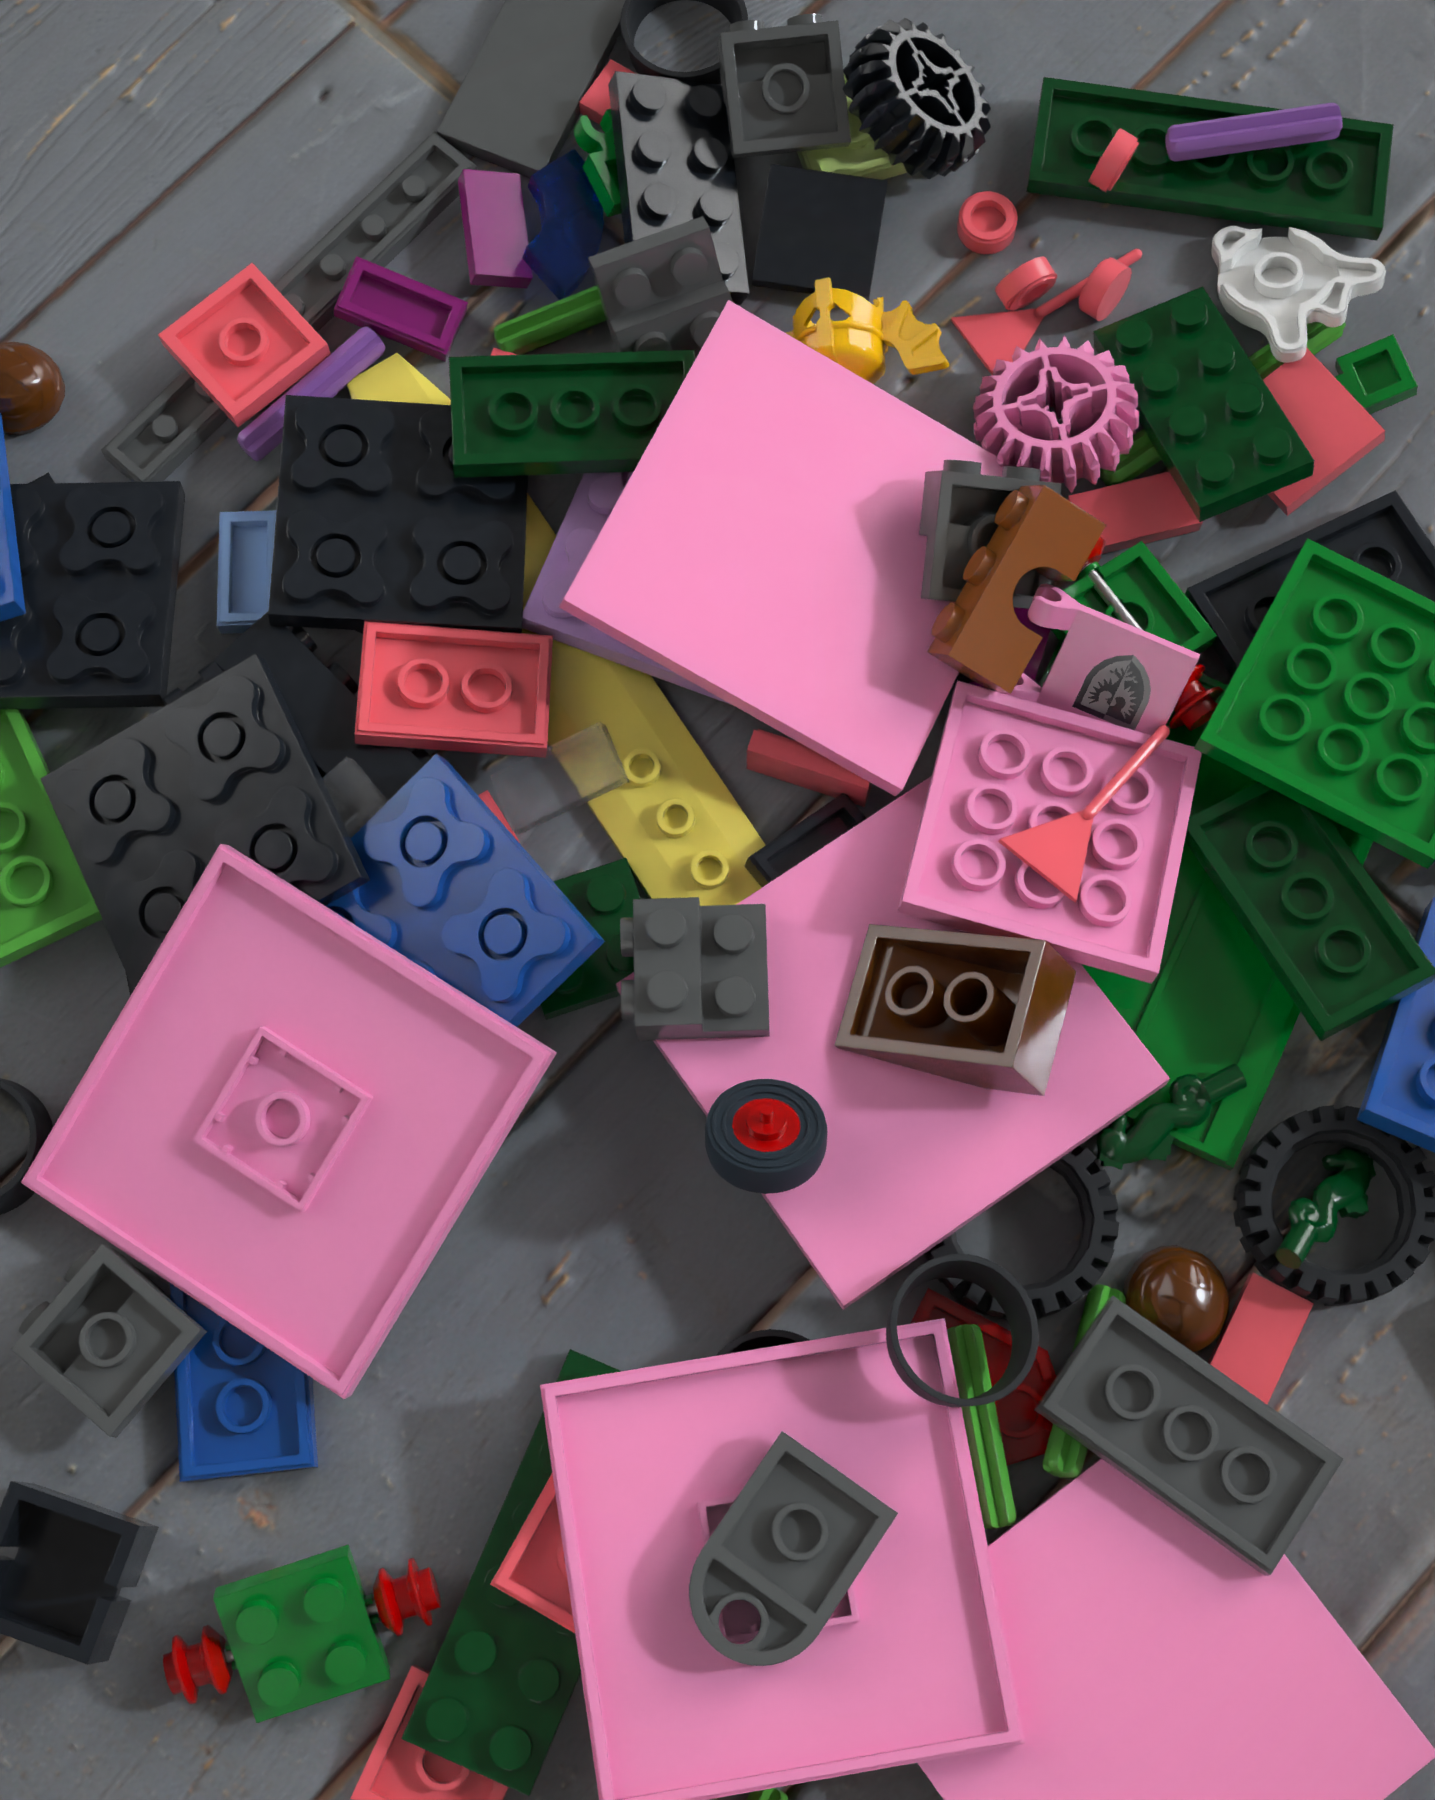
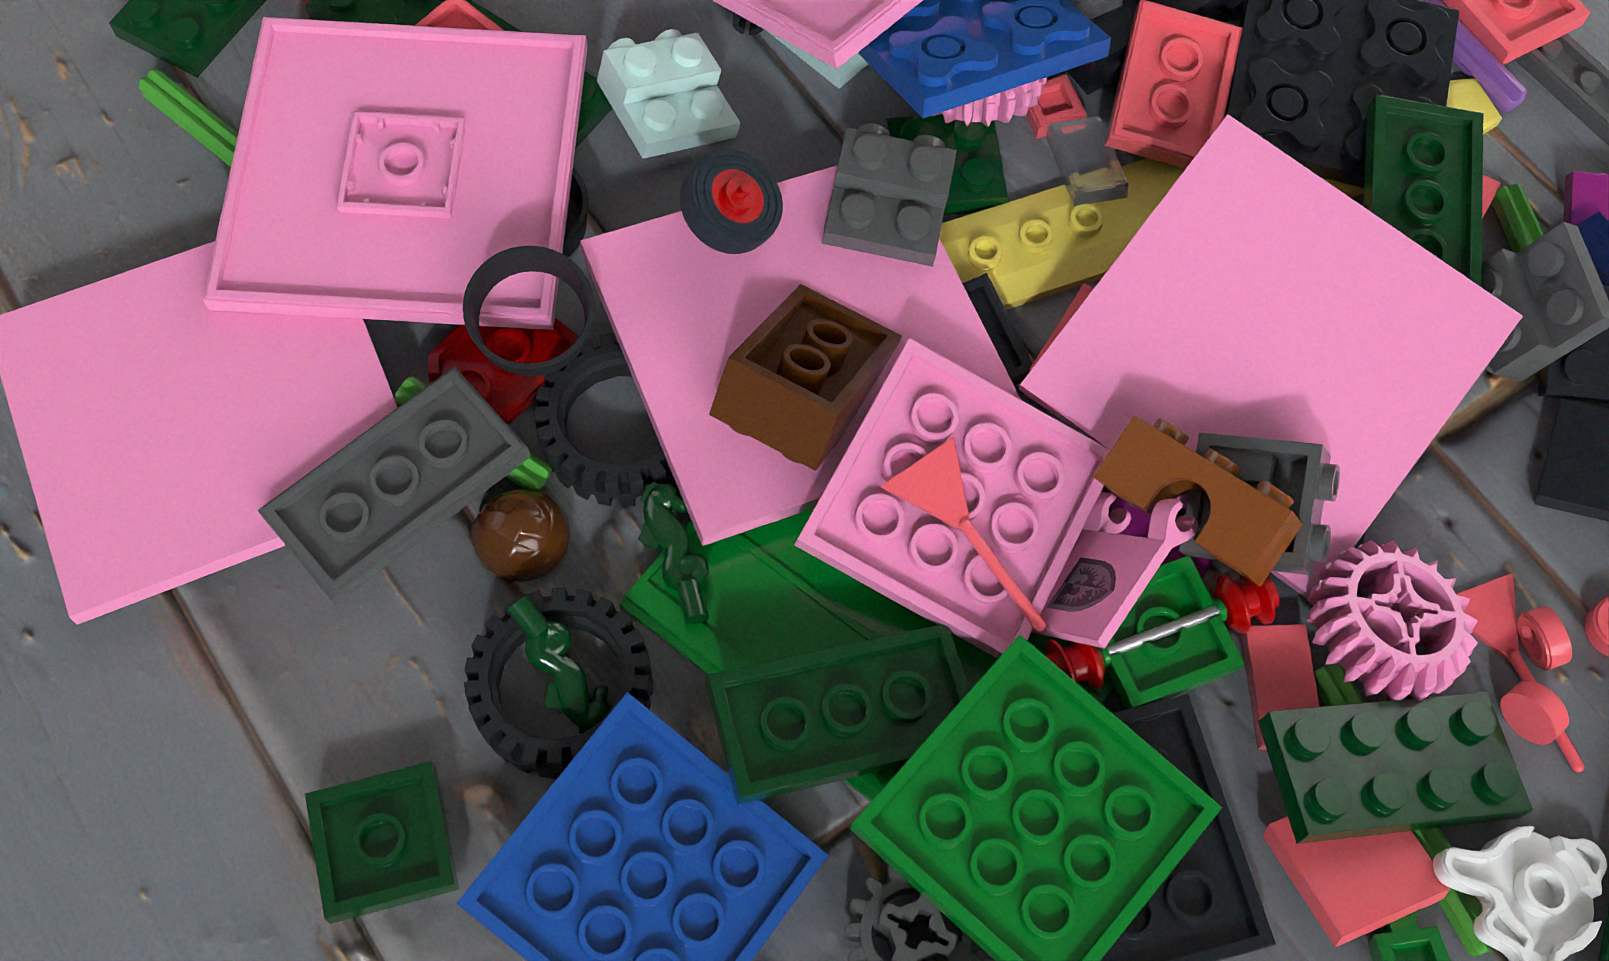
camera: 100 degrees right, 10 degrees down
(400, 308) = (1543, 122): magenta tile -> none
(571, 1279) = (667, 93): none -> light aqua plate
(788, 1551) = (405, 163): dark grey tile -> none
(865, 336) = (1481, 451): yellow helmet -> none
(982, 1427) = (457, 346): bright green axle -> none
(1260, 1335) = (455, 582): coral tile -> none

